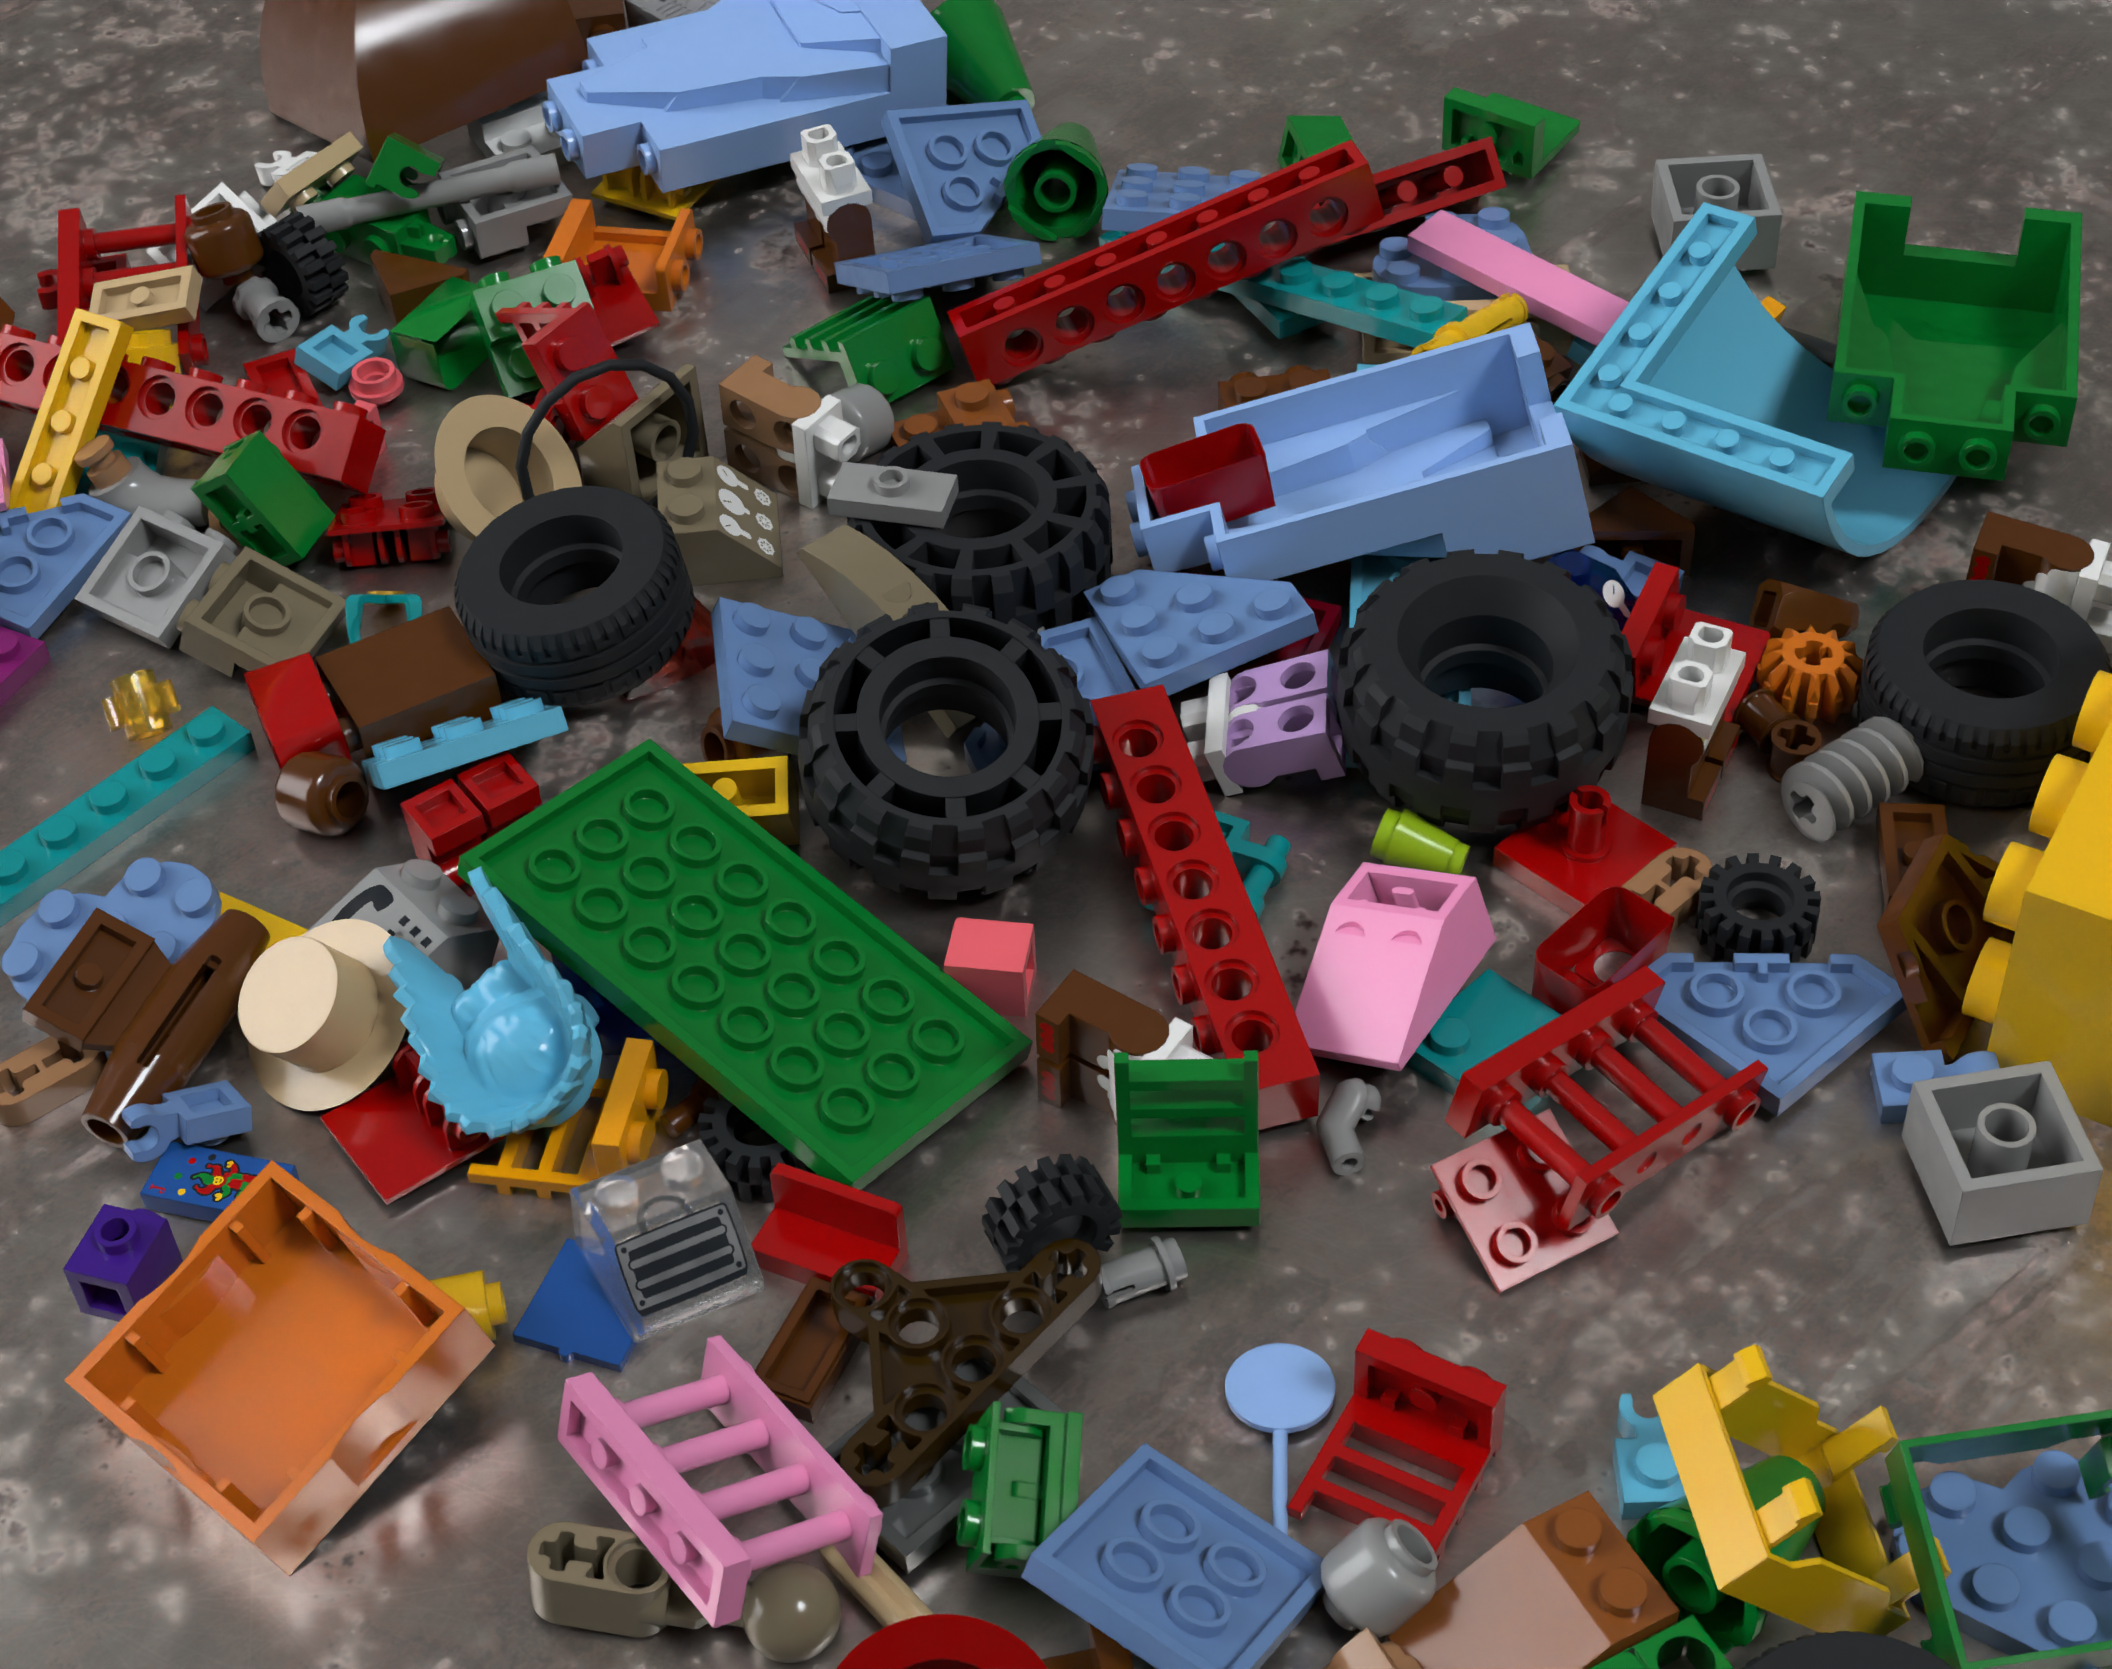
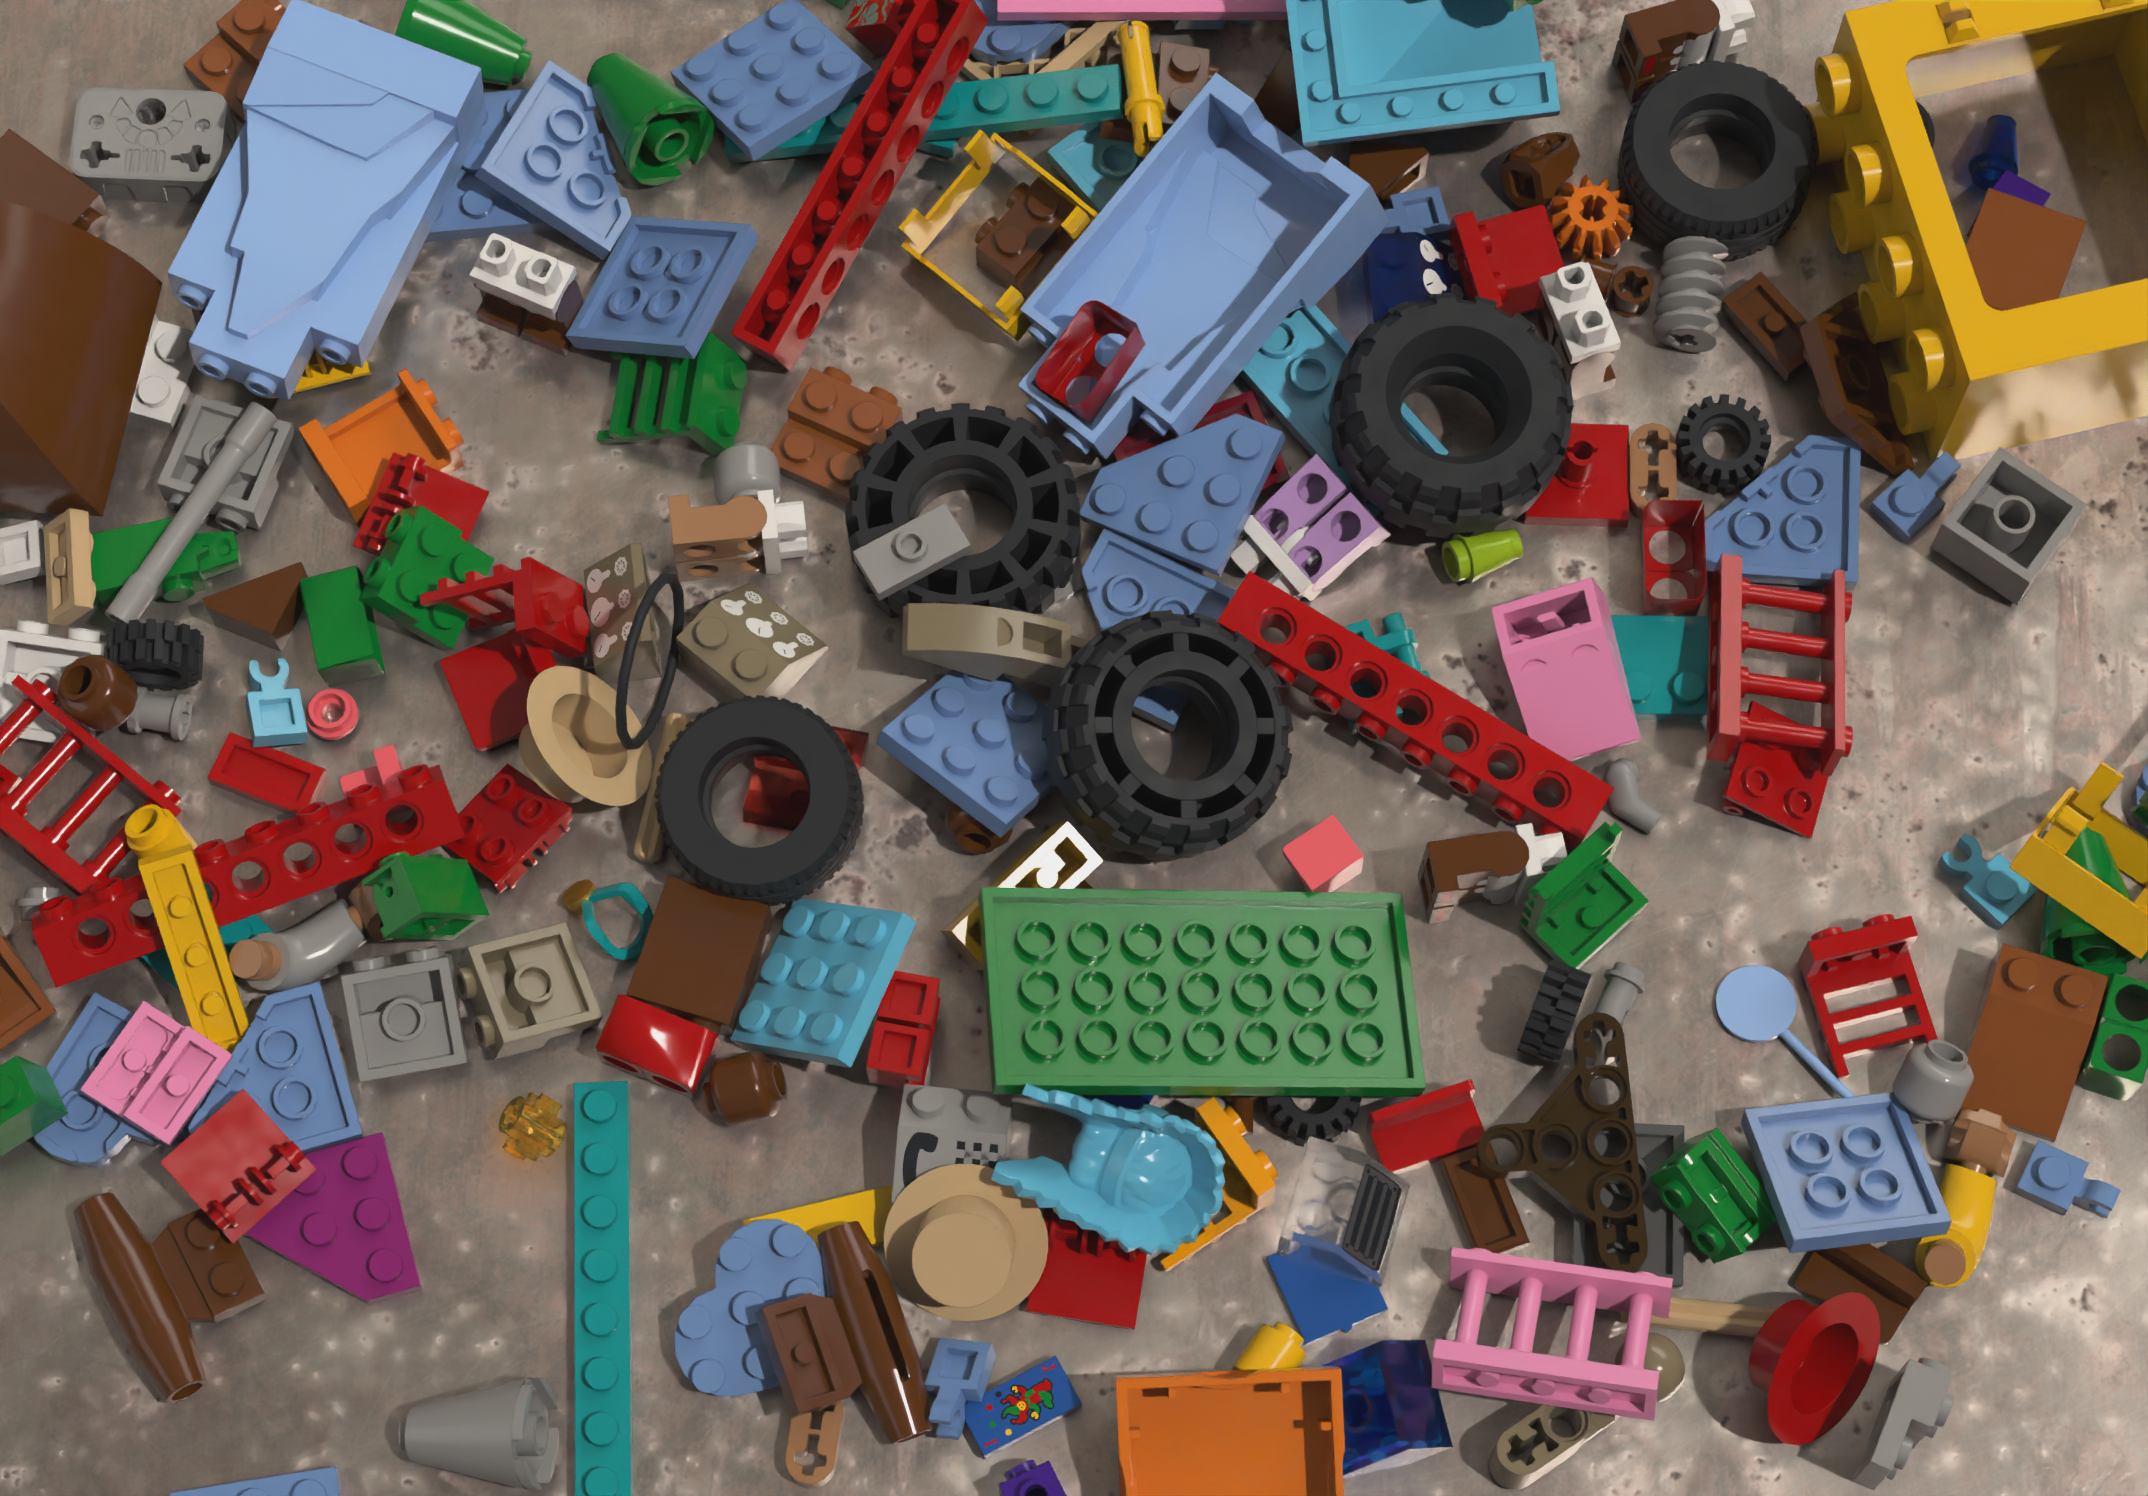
camera: 45 degrees left, 25 degrees up
(150, 298) = (108, 797): tan plate -> none
(394, 164) = (152, 509): green hinge -> none
(494, 1432) = (1390, 1407): none -> clear blue slope
(1194, 358) = (922, 230): none -> yellow piece

